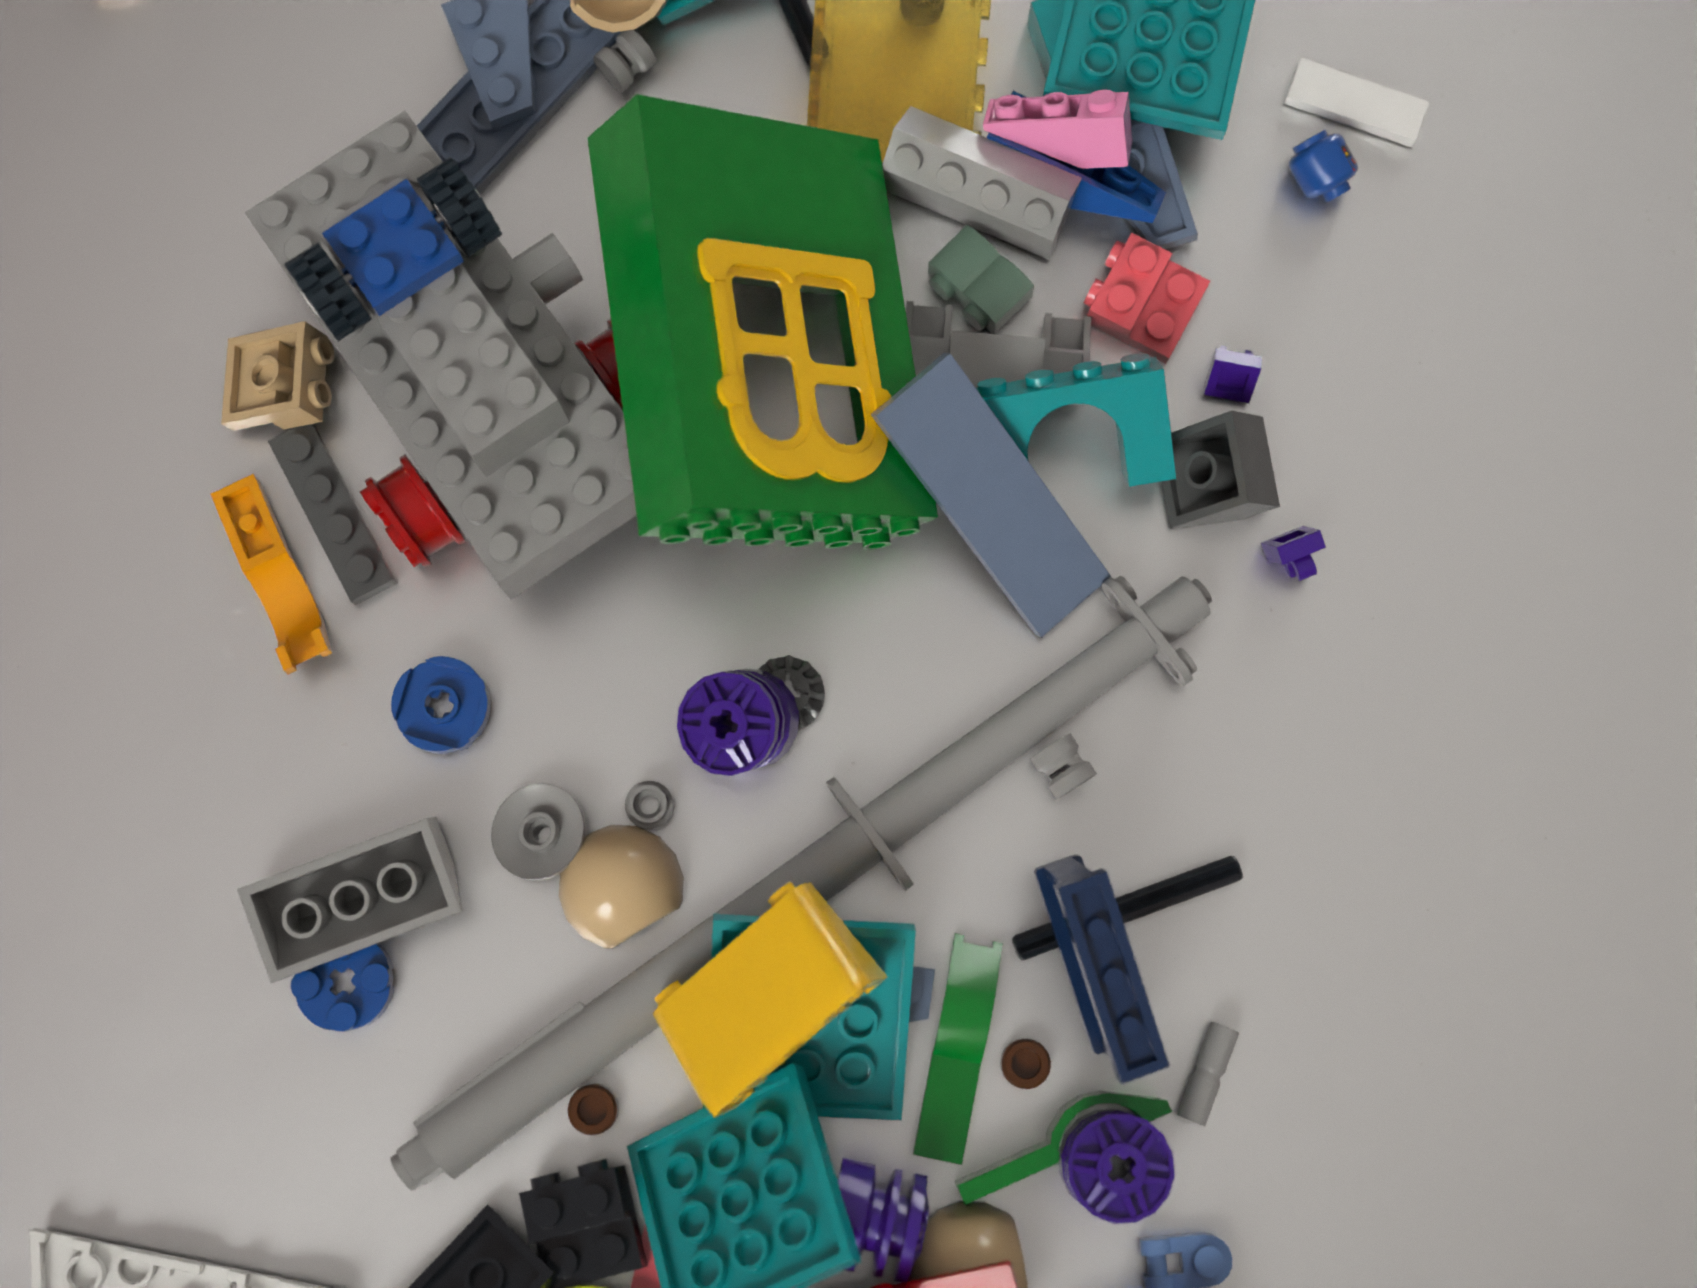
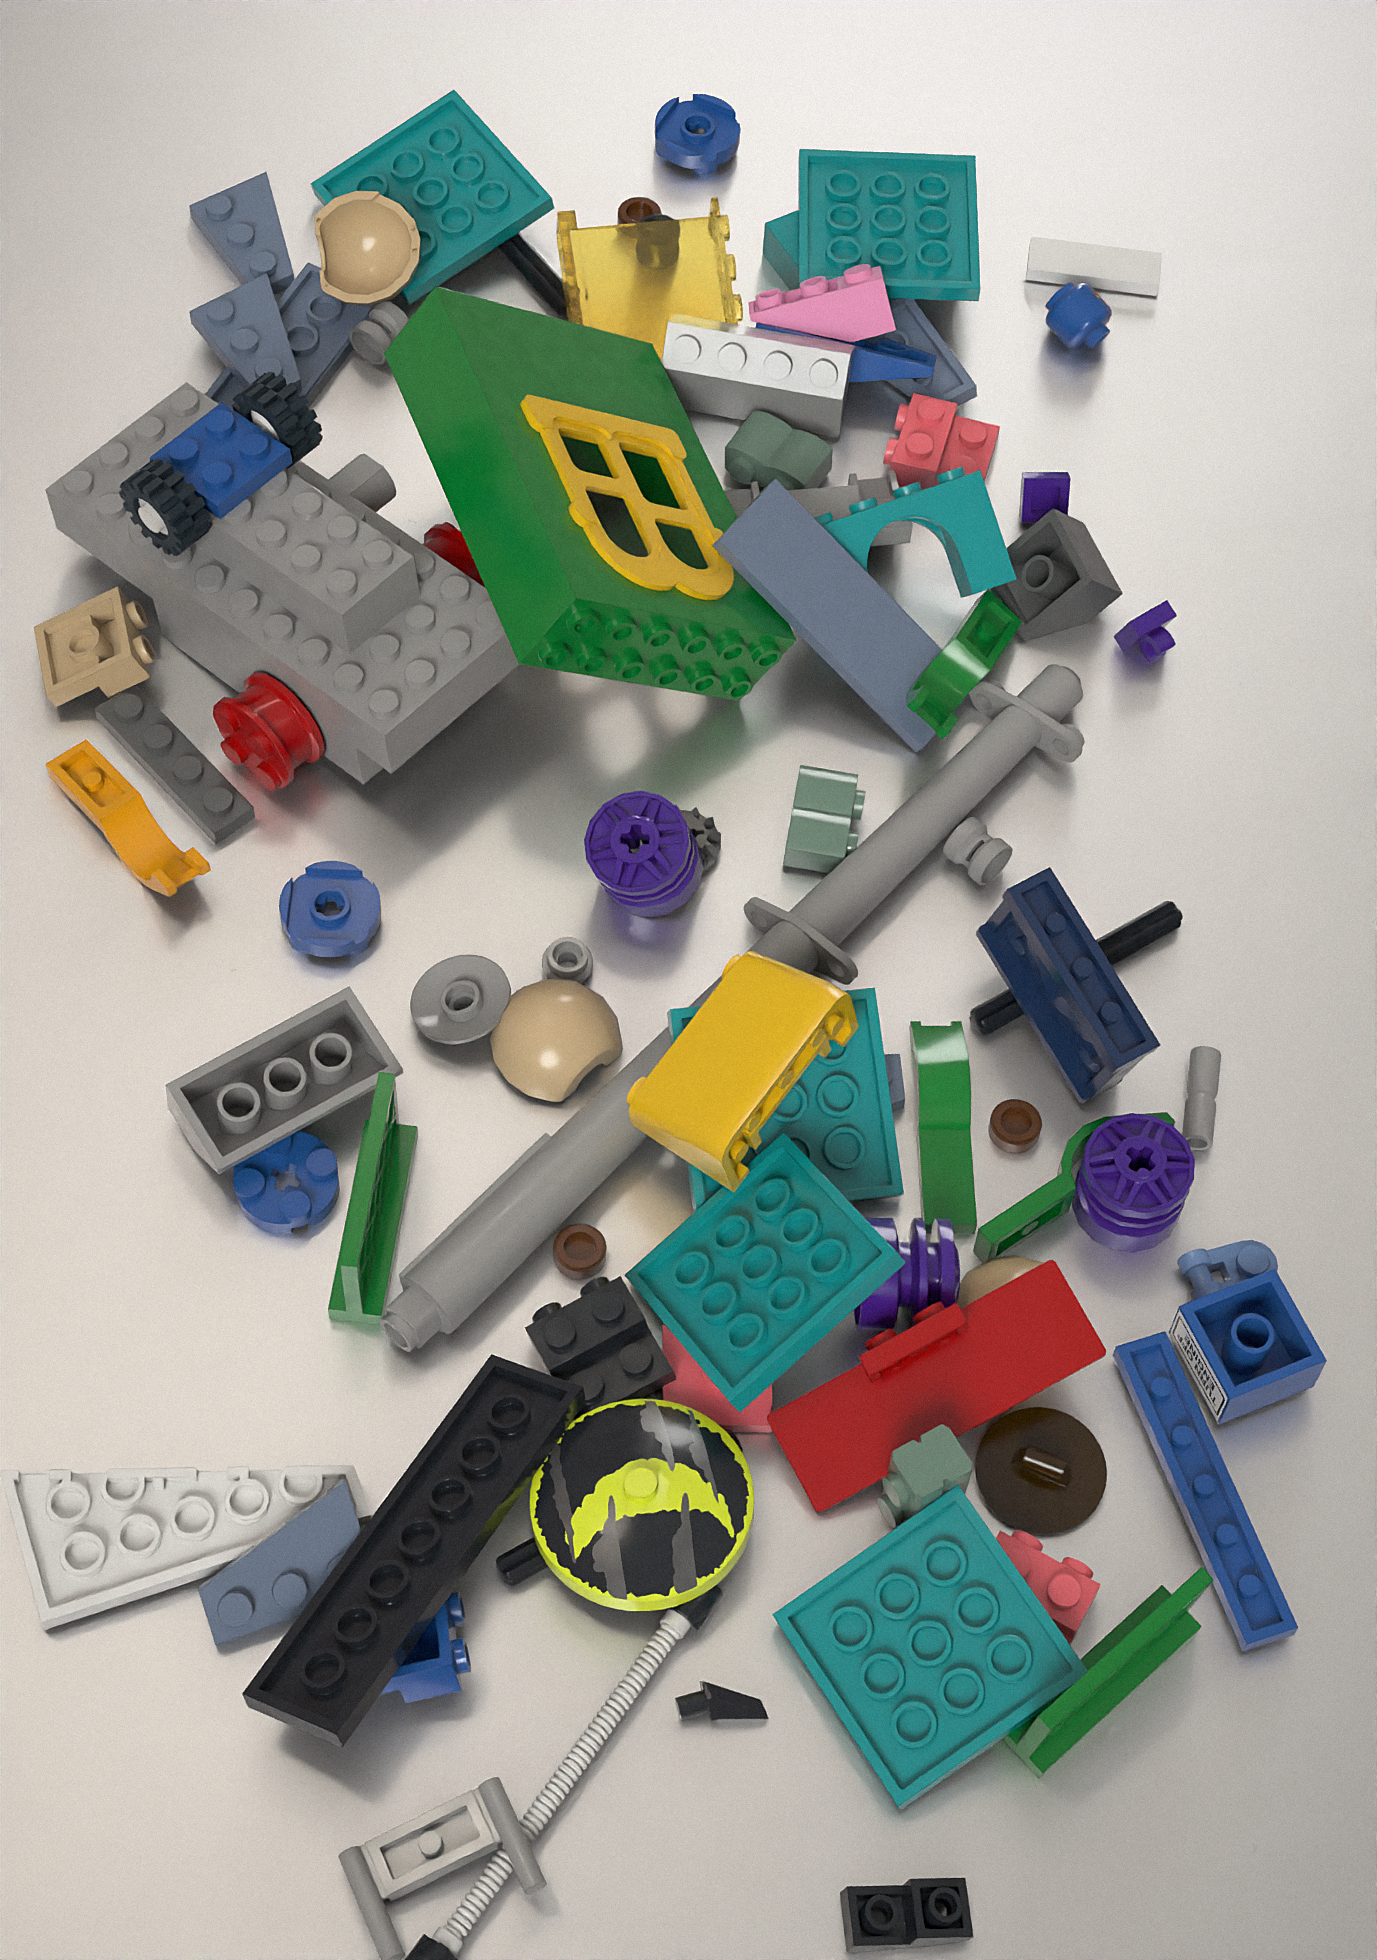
camera: 15 degrees left, 20 degrees down
(410, 1043) = (374, 1211): none -> green fence
(923, 702) = (822, 819): none -> sand green brick
(1096, 563) = (962, 662): none -> green piece

